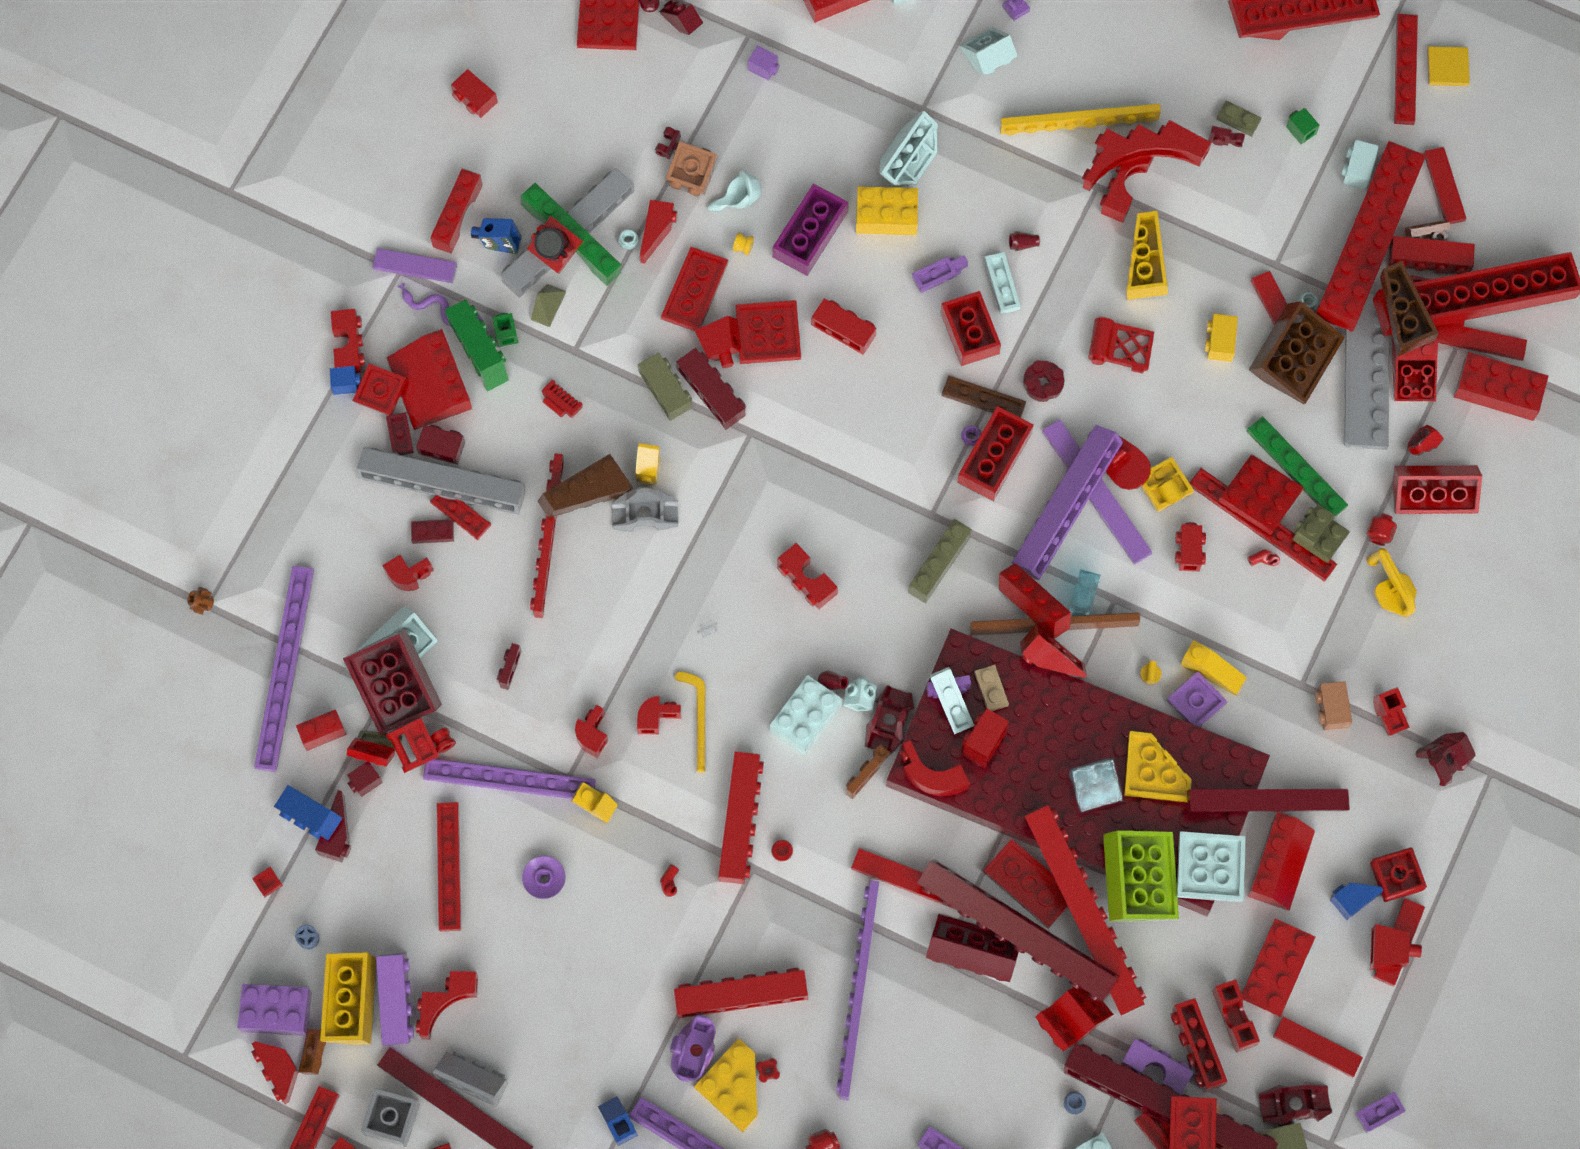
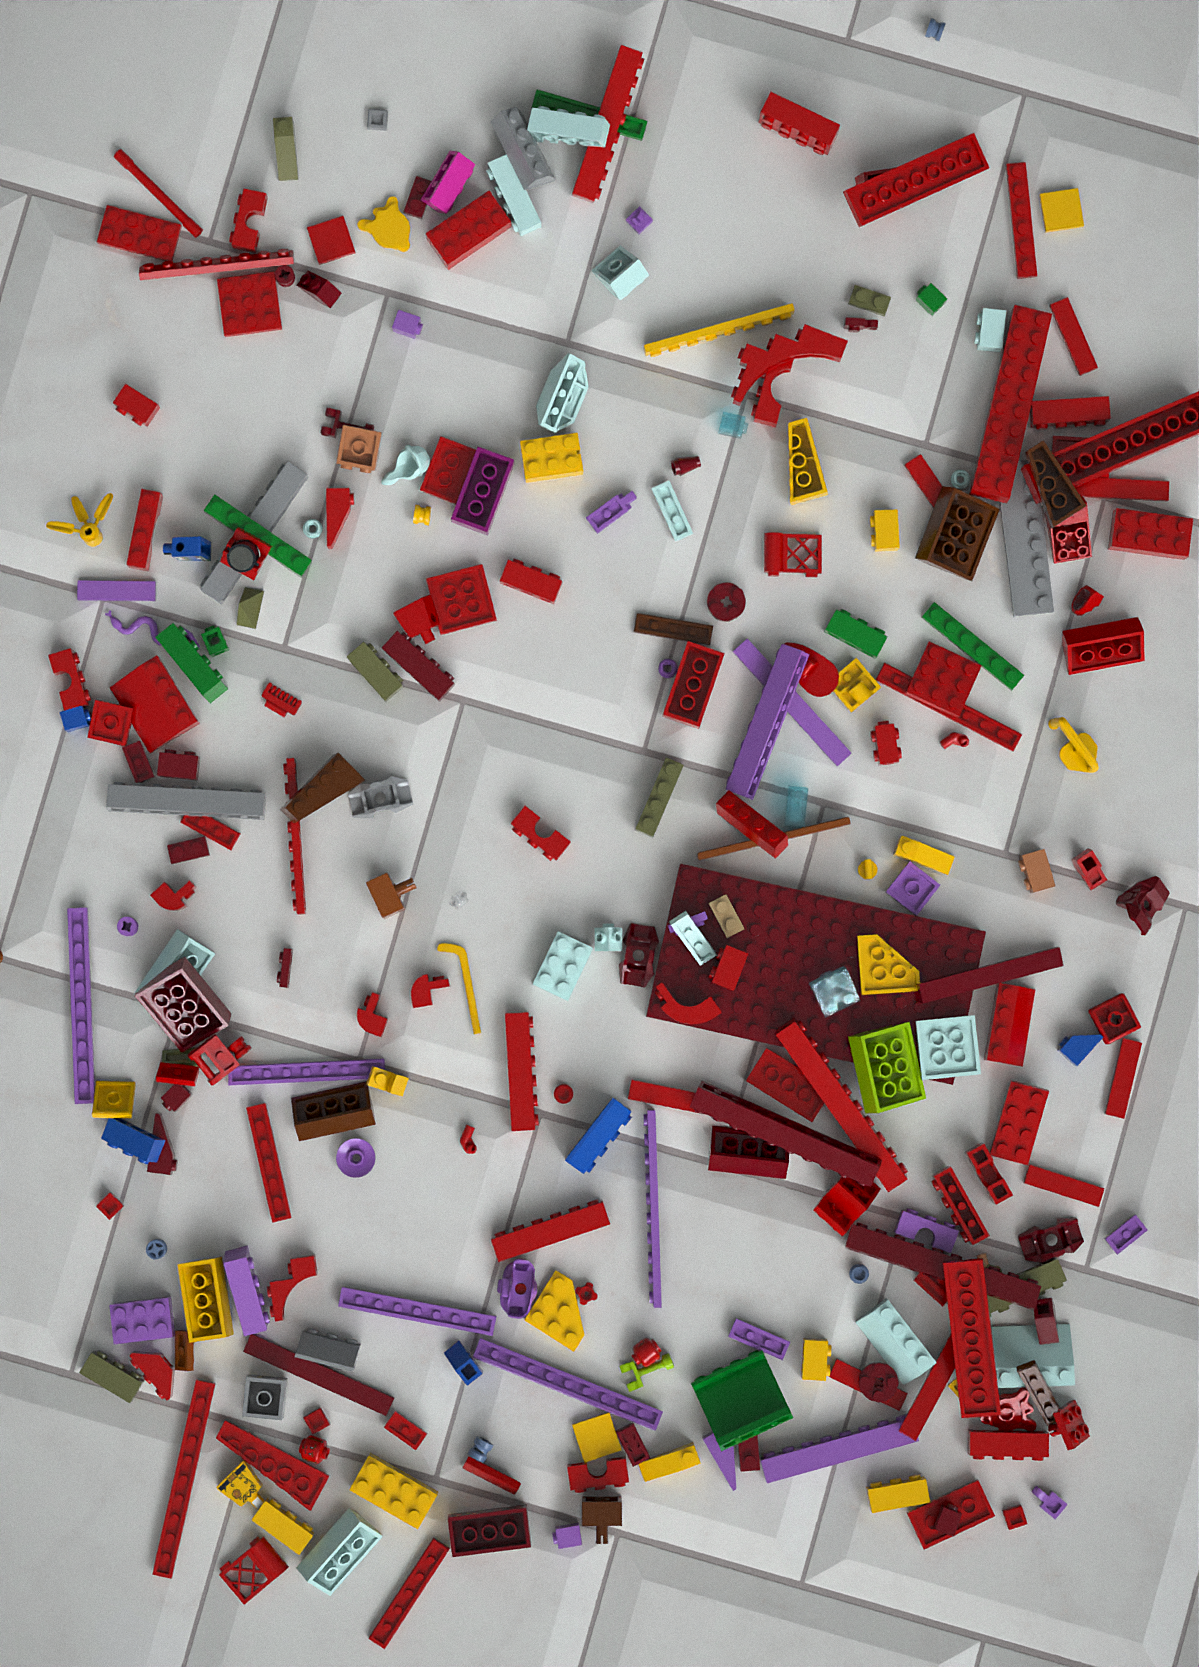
camera: 15 degrees left, 15 degrees up
(228, 1065) = (112, 1376): none -> olive brick
(296, 769) = (113, 1099): none -> yellow tile
(321, 730) = (127, 1058): red brick -> none
(353, 600) = (130, 928): none -> medium lavender wheel
(399, 201) = (89, 532): none -> yellow plant
(529, 824) = (332, 1111): none -> reddish brown slope
(577, 1055) = (417, 1311): none -> medium lavender plate
(633, 607) = (388, 894): none -> dark orange brick
(647, 464) = (374, 754): yellow slope -> none
(694, 289) = (384, 569): red plate -> none
(776, 205) = (448, 470): none -> red plate
(811, 898) = (598, 1135): none -> blue slope
(833, 680) = (580, 930): dark red cone -> none
(867, 770) = (627, 1006): dark orange hinge -> none
(970, 328) = (650, 564): red brick -> none
(1048, 653) = (774, 873): red slope -> none
(1079, 211) = (733, 425): none -> clear light blue brick
(1175, 433) = (856, 633): none -> green brick
(1320, 533) = (1003, 708): olive plate -> none
(1381, 529) = (1058, 695): red head -> none
(1391, 948) = (1117, 1088): red torso -> none
(1432, 228) = (1063, 385): plate -> none

